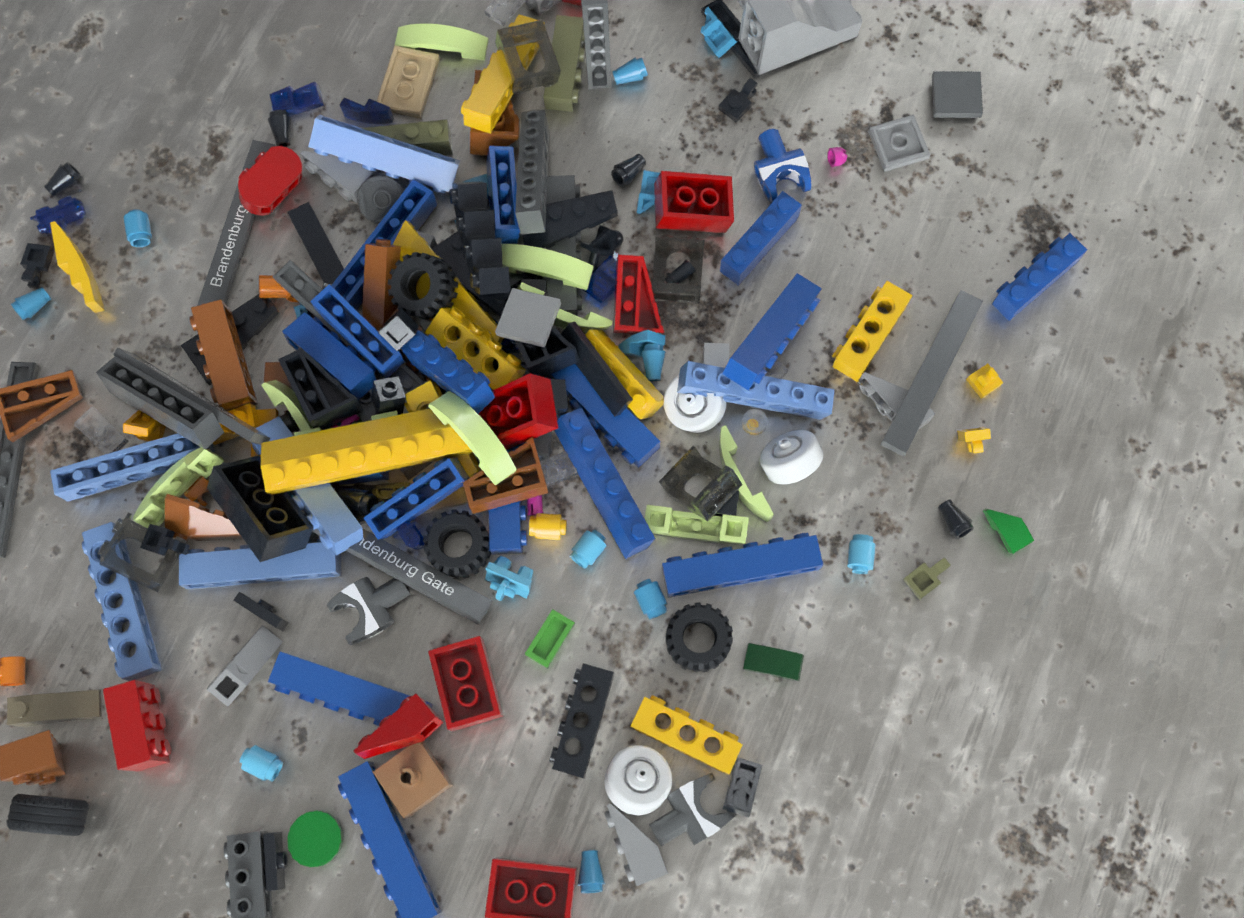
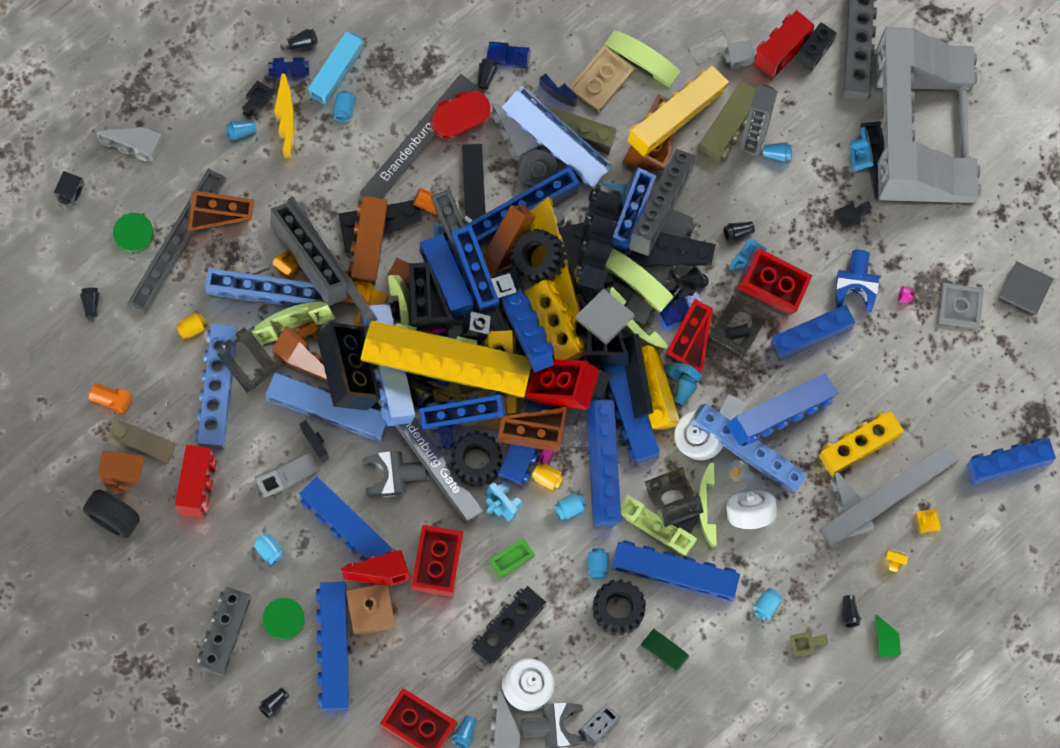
camera: 20 degrees right, 0 degrees up
(61, 545) = (191, 325): none -> yellow brick
(111, 192) = (336, 67): none -> medium azure brick
(160, 540) = (266, 356): black plate -> none
(275, 861) = (251, 620): black plate -> none
(476, 434) = (527, 386): yellowish green slope -> none
(523, 34) = (687, 125): clear smoke panel -> none
(721, 760) = (593, 700): yellow brick -> none

